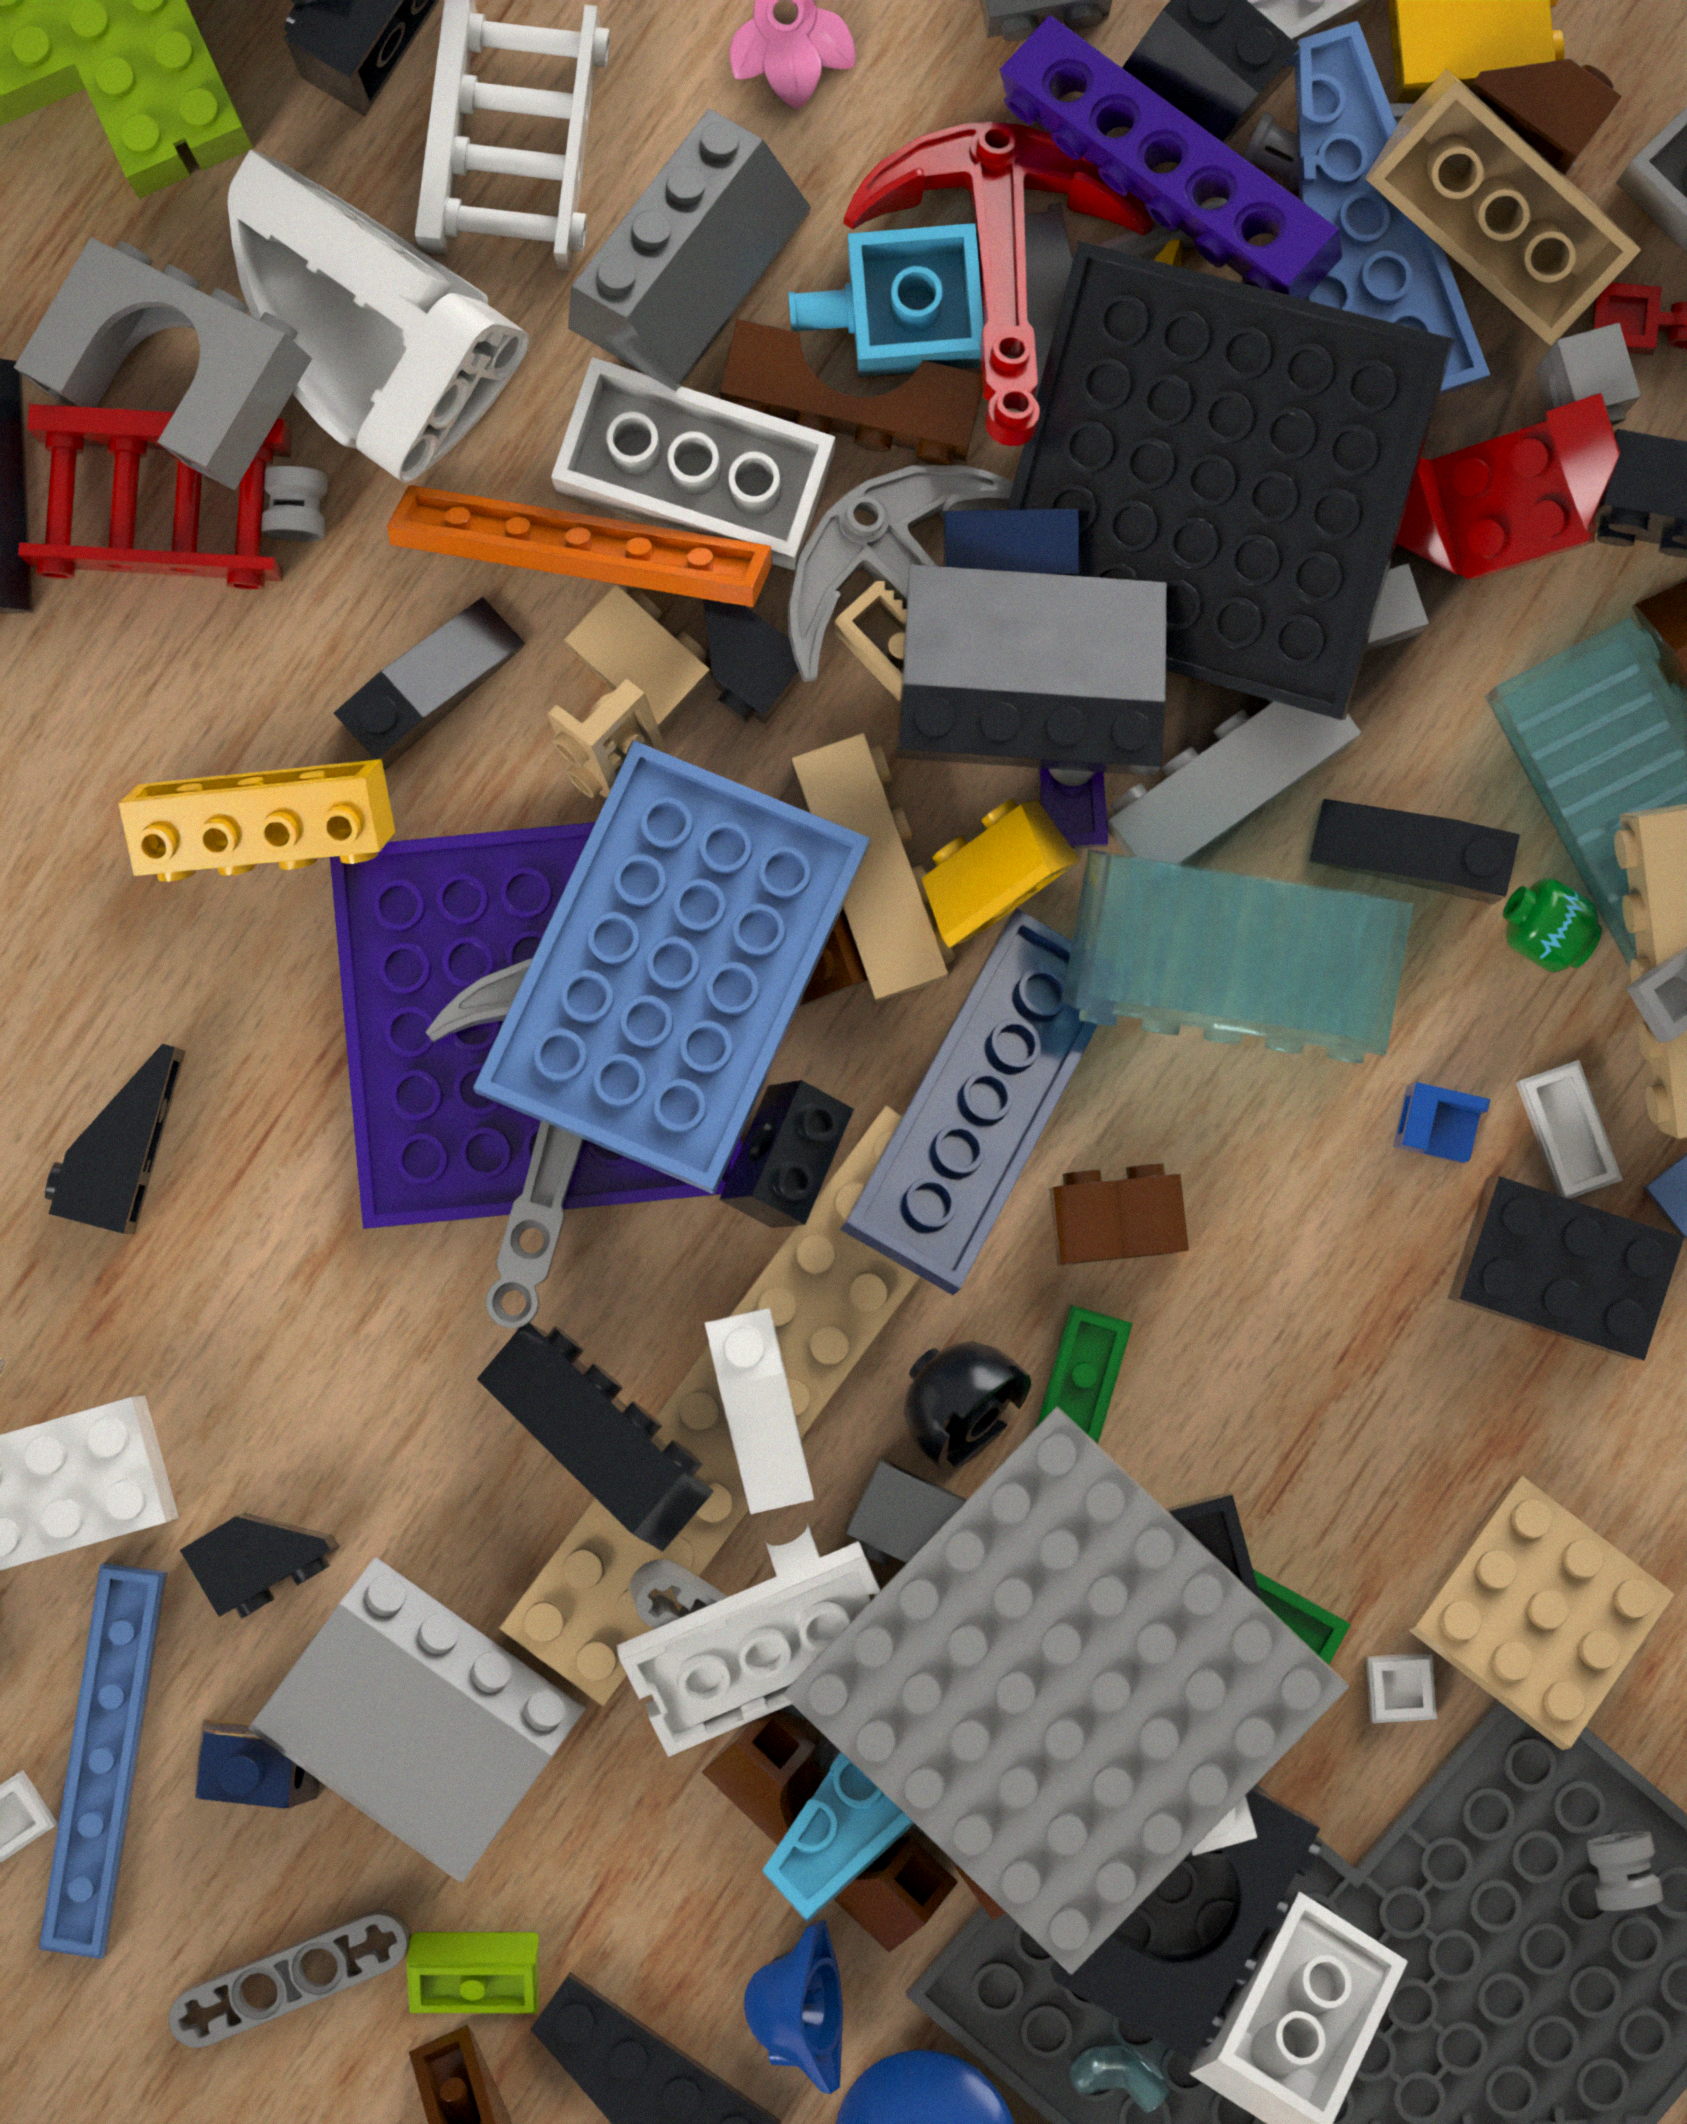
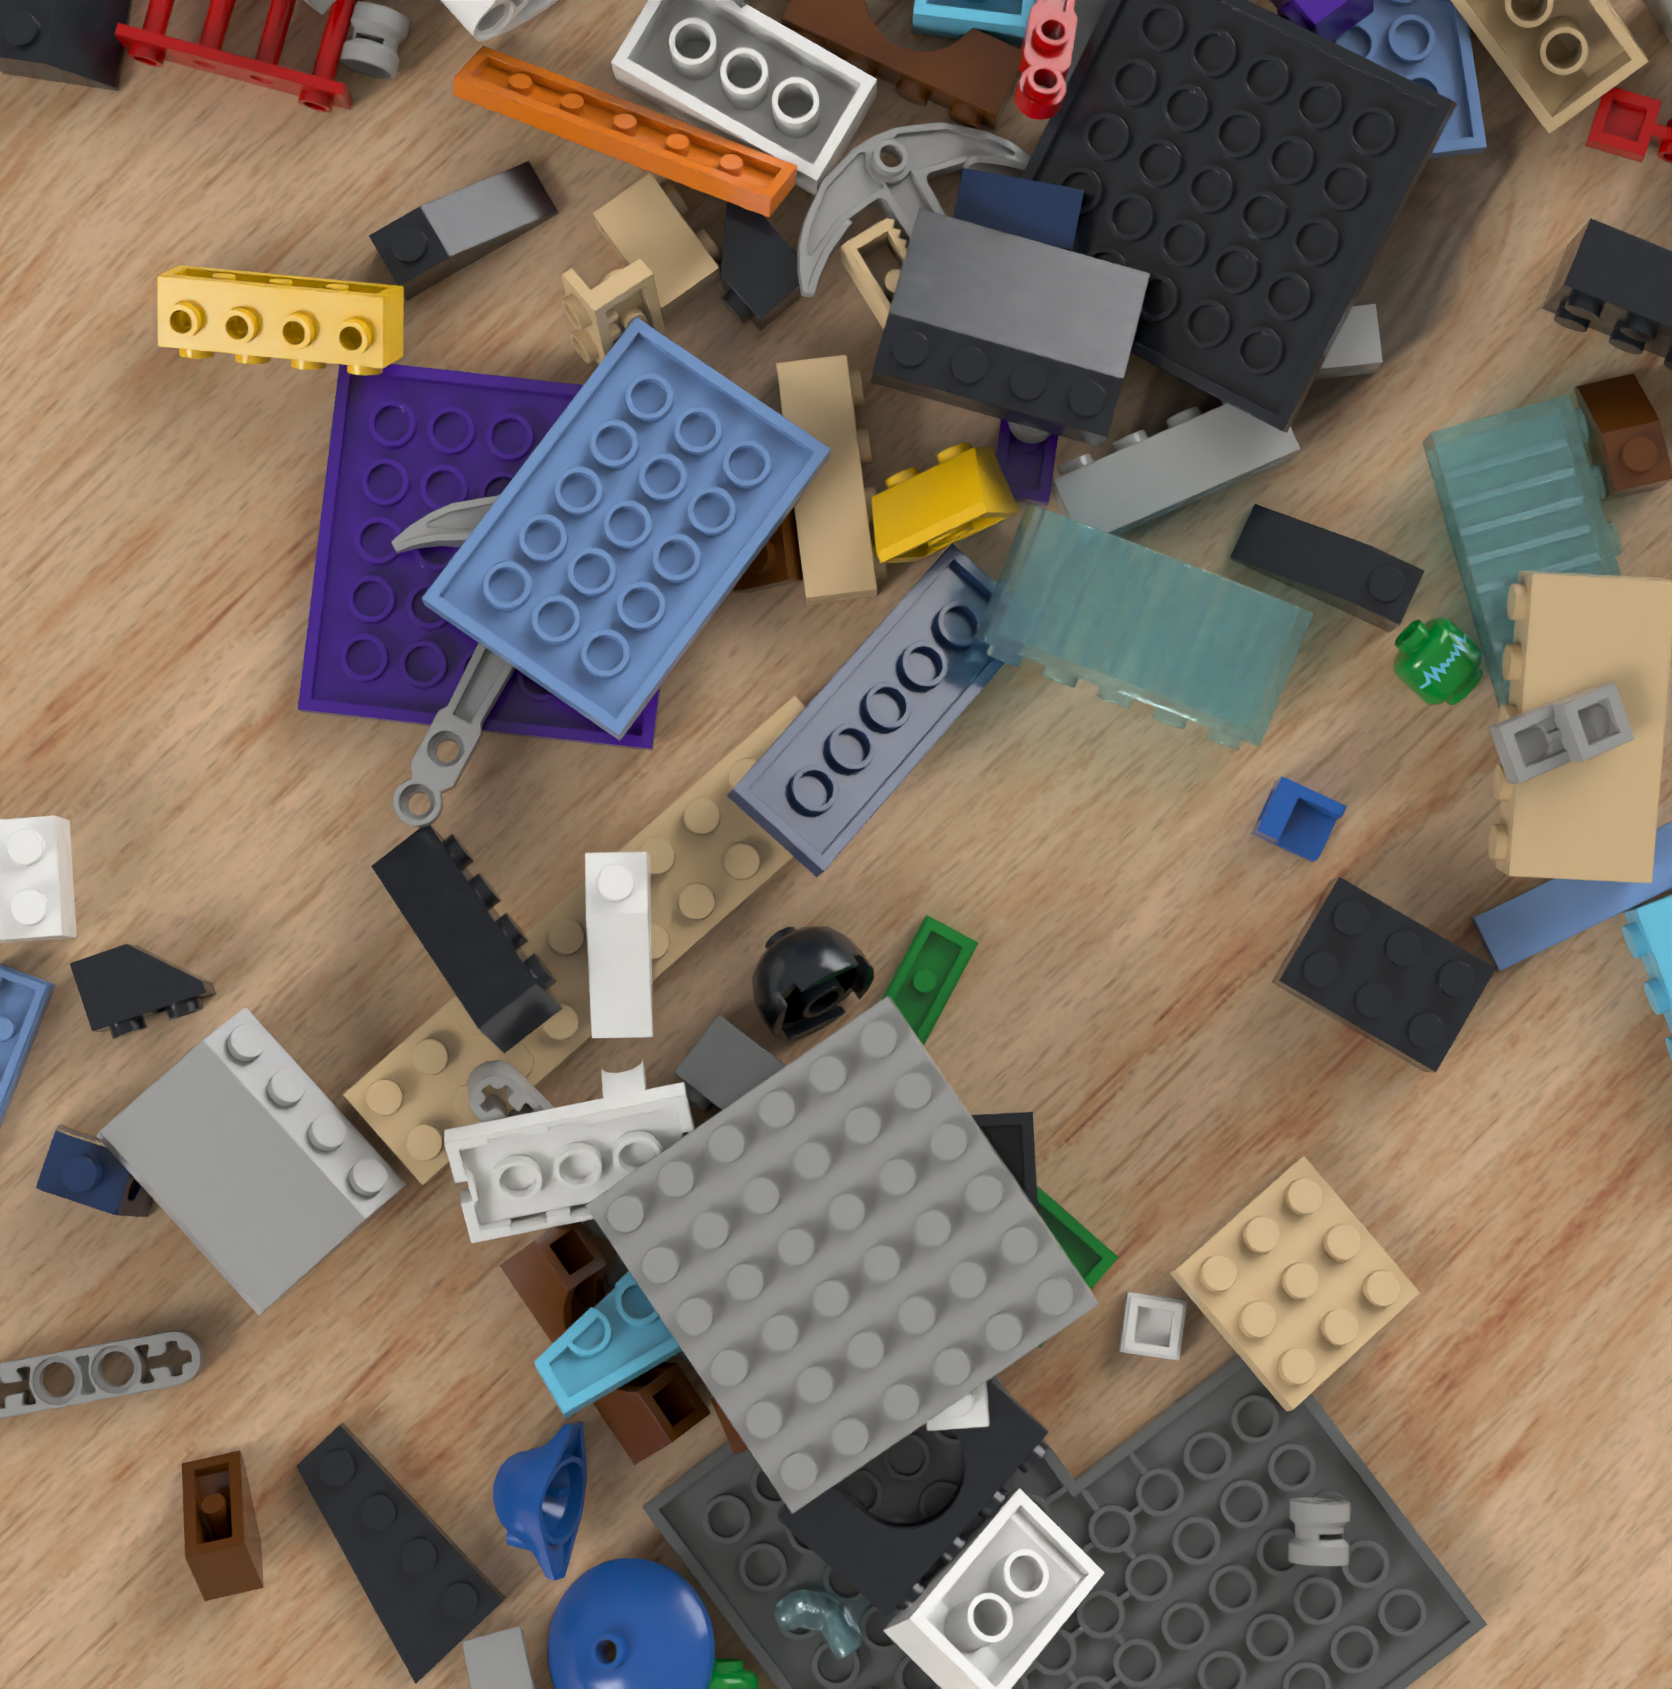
camera: 15 degrees right, 0 degrees up
(114, 1157) = (87, 596): black slope -> none
(473, 1972) = (255, 1404): lime slope -> none
(786, 1154) = (695, 721): black brick -> none
(1118, 1217) = (986, 843): reddish brown brick -> none
(1514, 494) = (1484, 261): red piece -> none
(1569, 1130) = (1414, 852): white tile -> none
(1588, 366) = (1574, 174): light grey brick -> none

